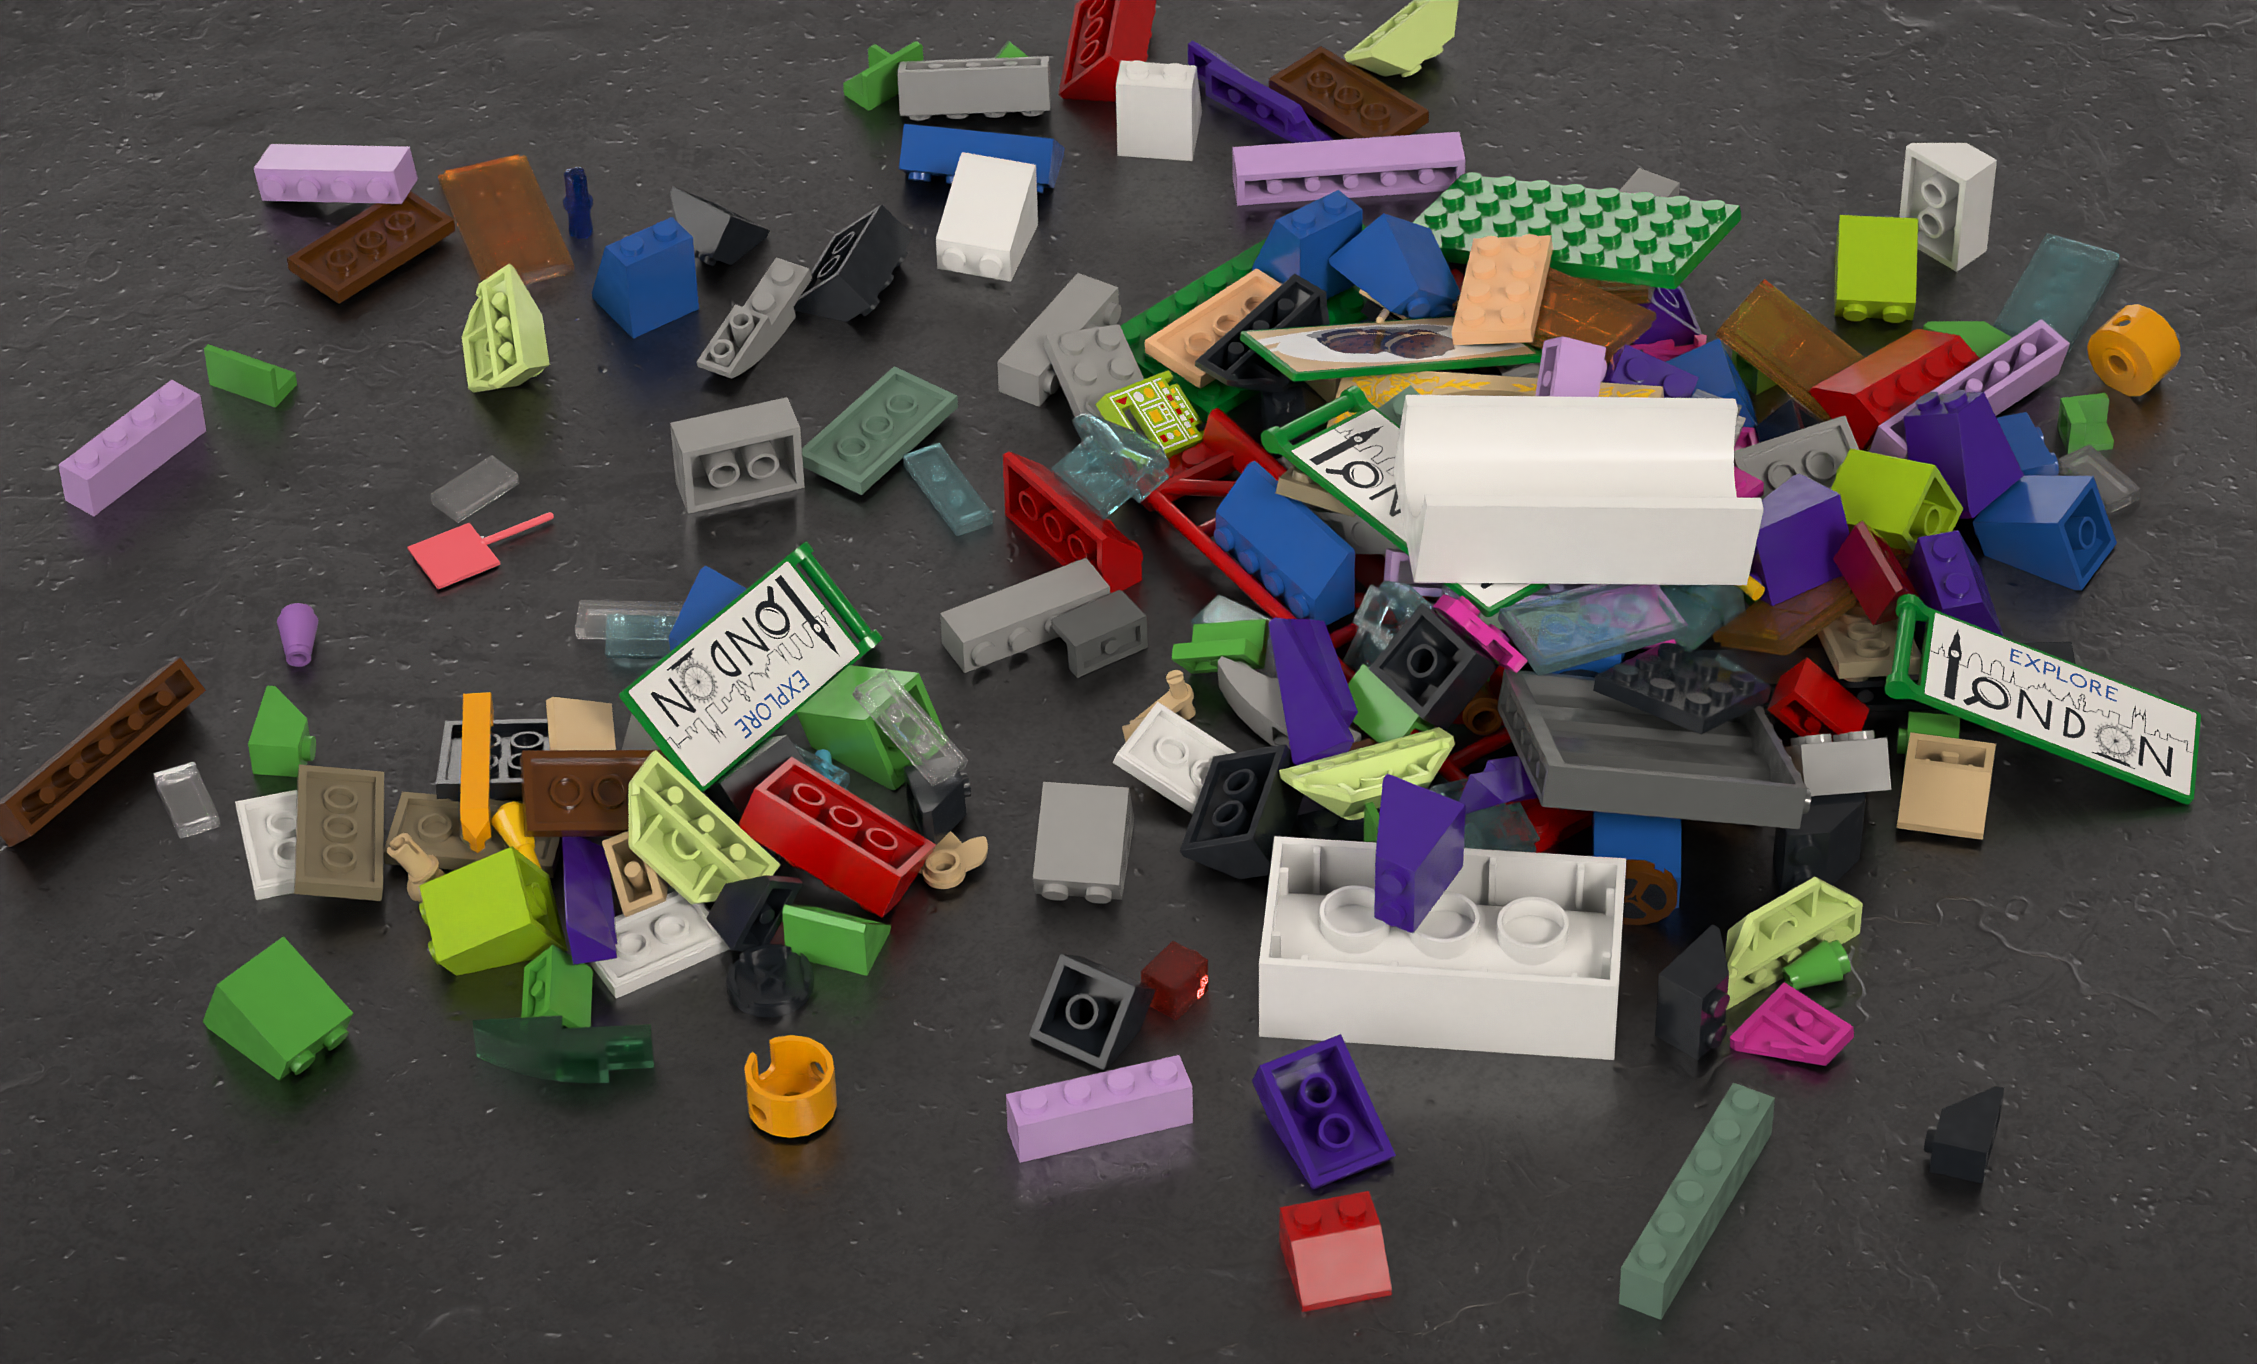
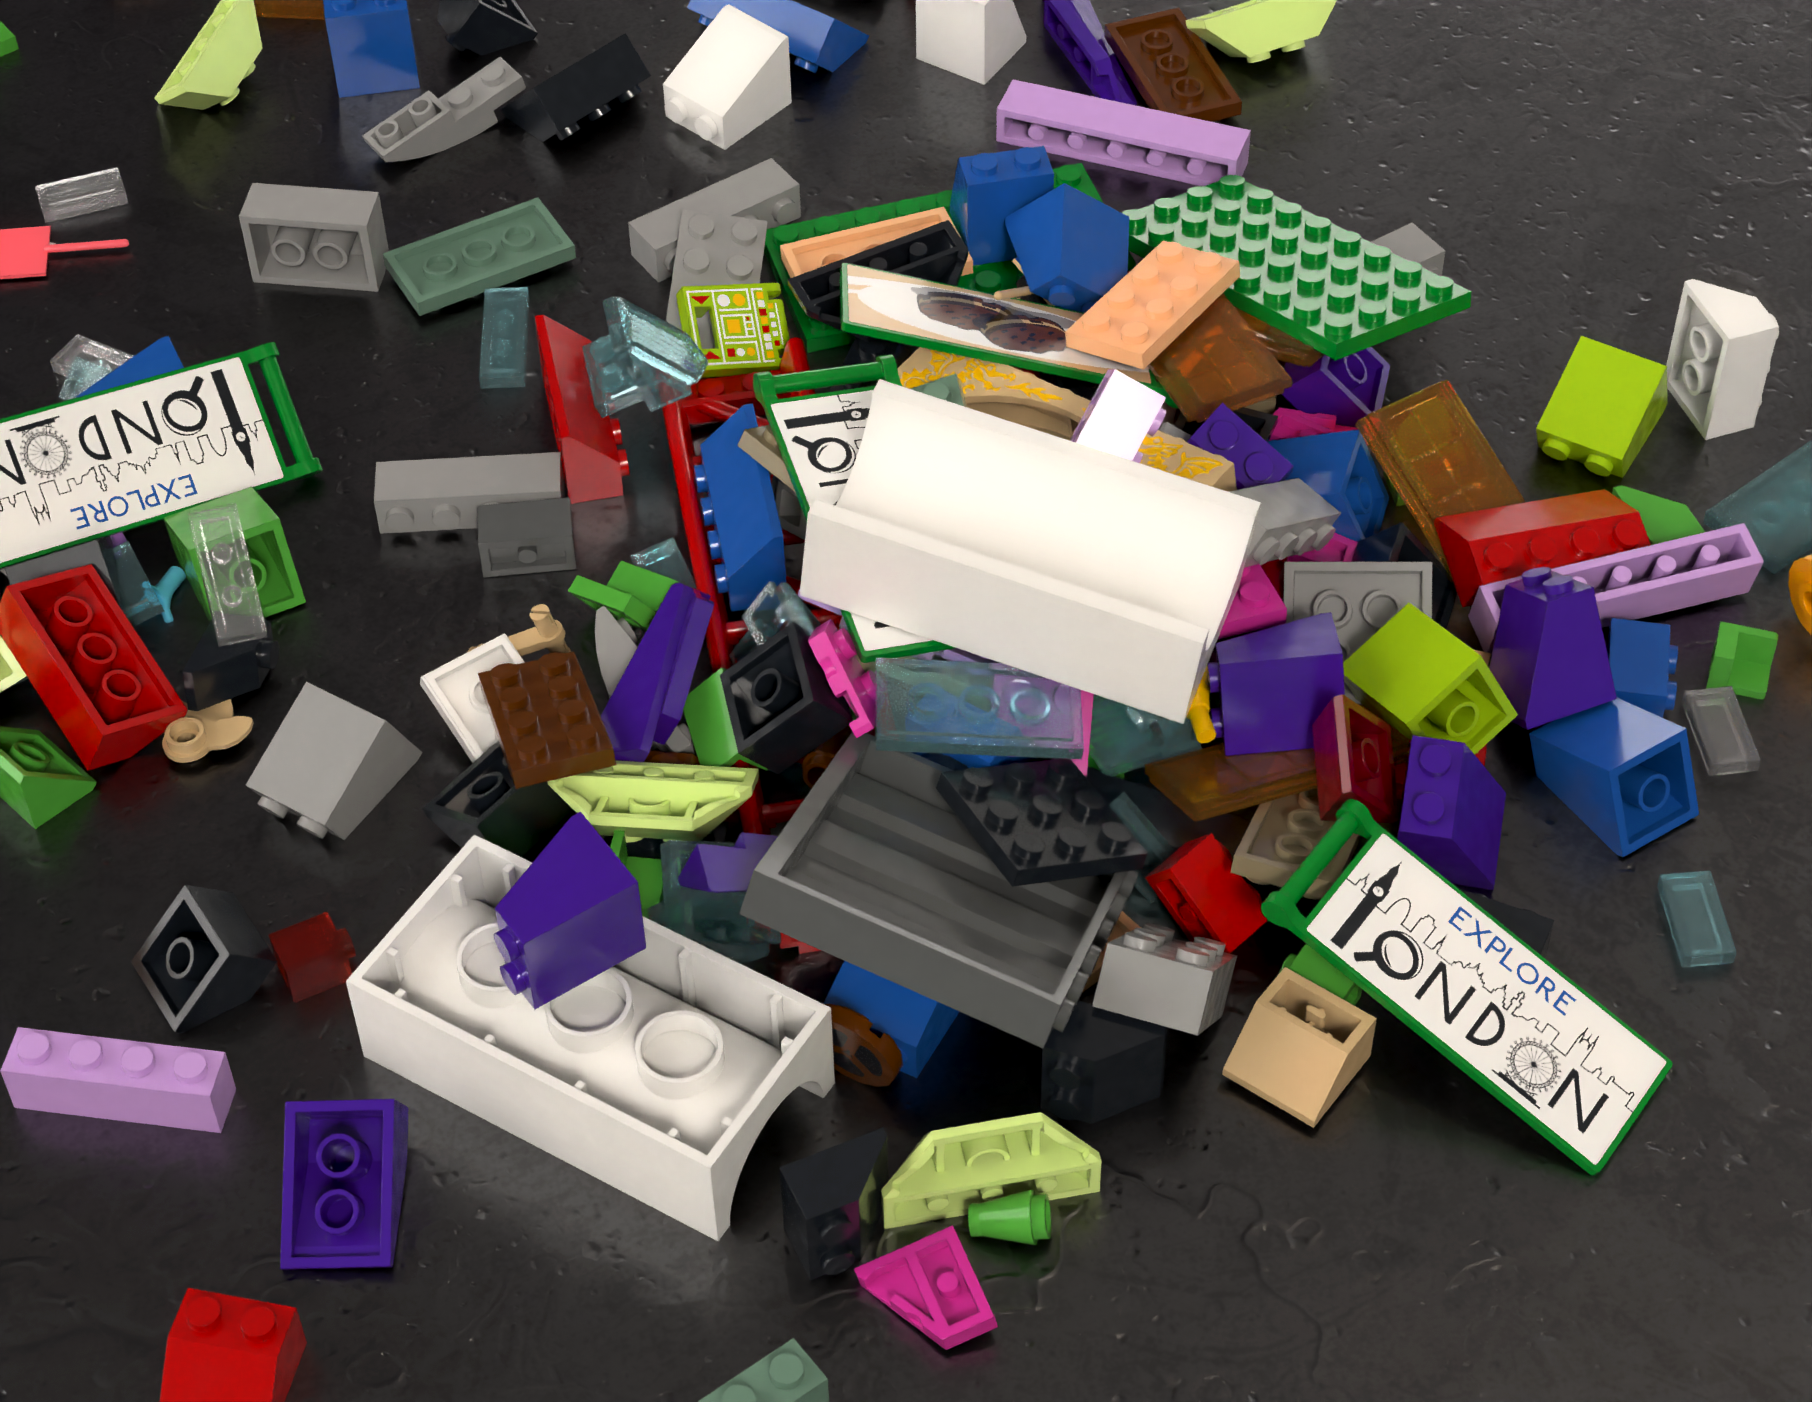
camera: 25 degrees right, 5 degrees up
(1252, 745) = (546, 719): none -> reddish brown plate
(2159, 613) = (1696, 919): none -> clear light blue tile

